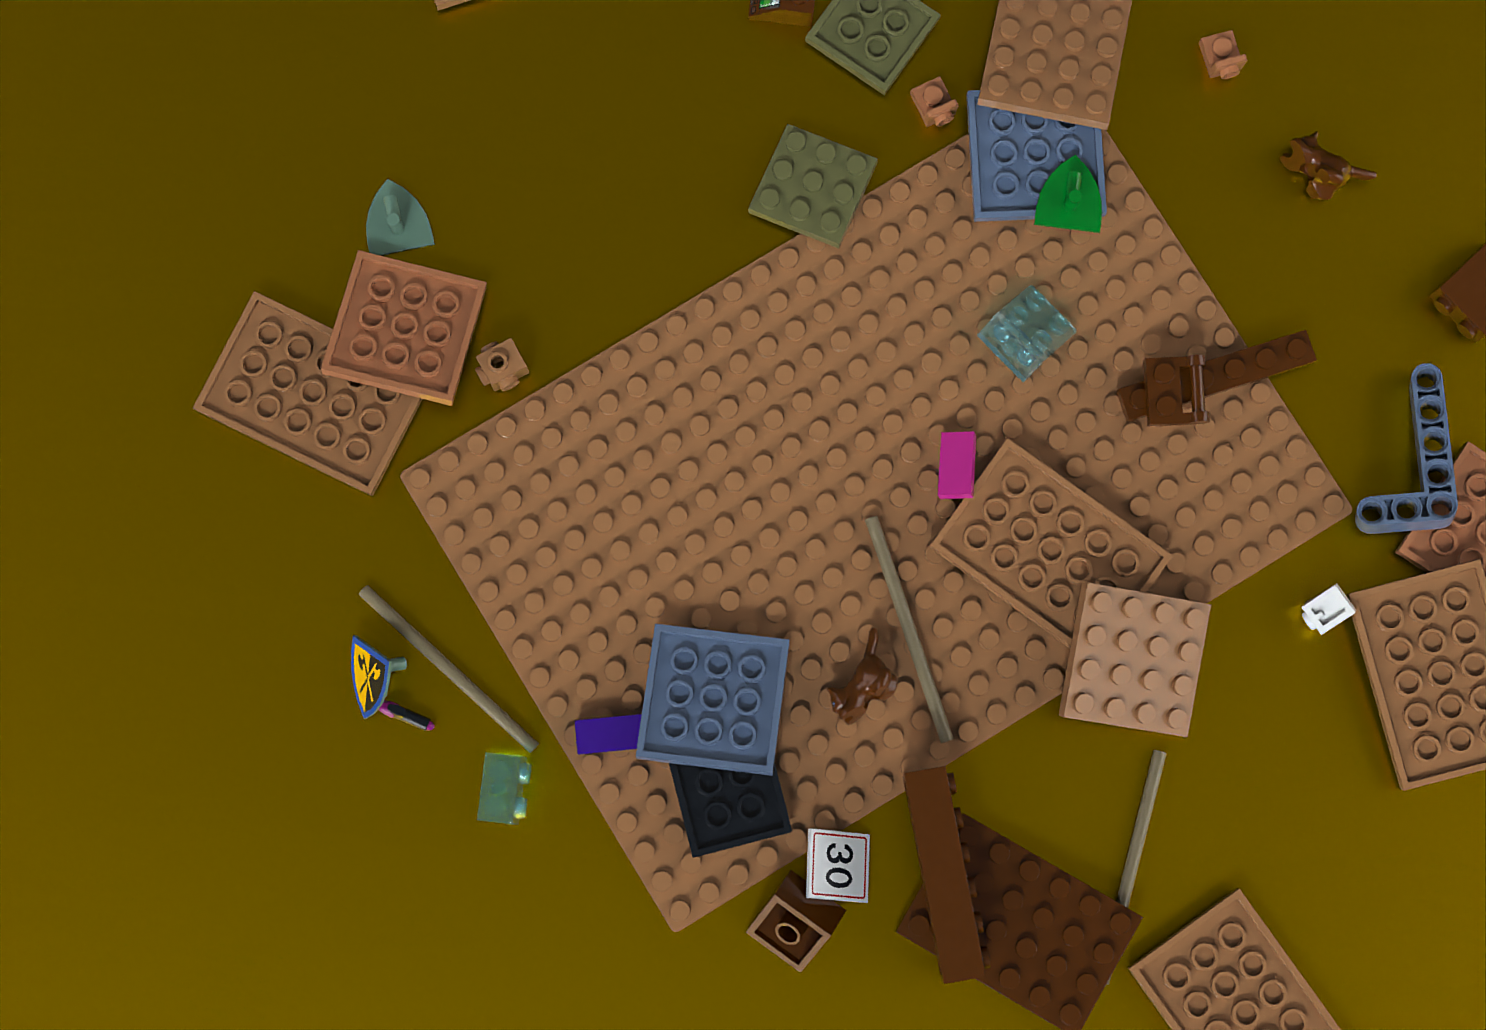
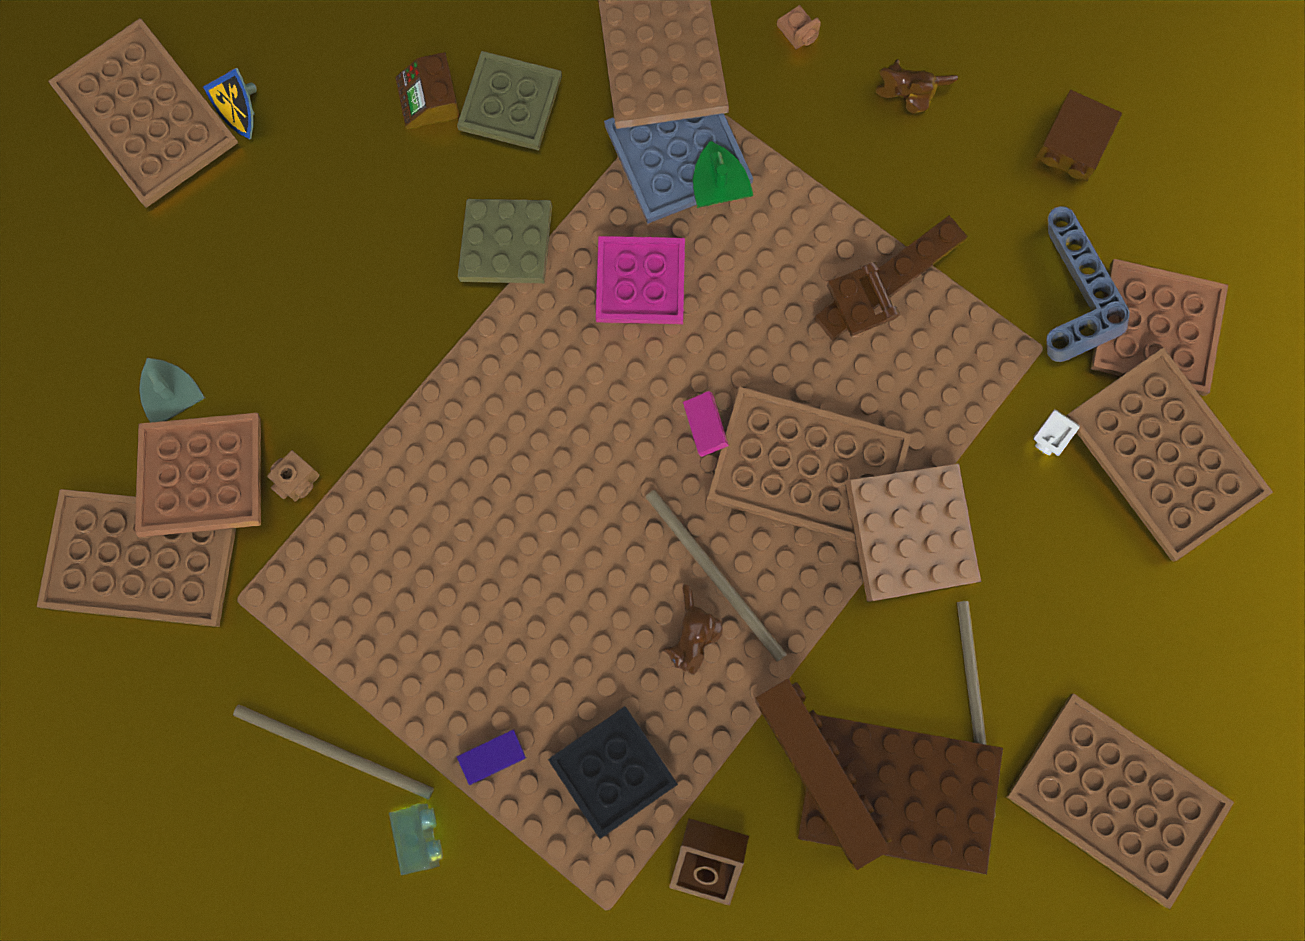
camera: 15 degrees left, 5 degrees down
(371, 675) = (267, 781): shield -> none
(395, 711) = (298, 805): black piece -> none
(713, 699) = (569, 695): sand blue plate -> none
(837, 866) = (727, 799): white piece -> none
(934, 102) = (581, 142): nougat bracket -> none
(943, 282) = (640, 280): none -> dark pink plate
(1026, 332) = (723, 297): clear light blue bracket -> none

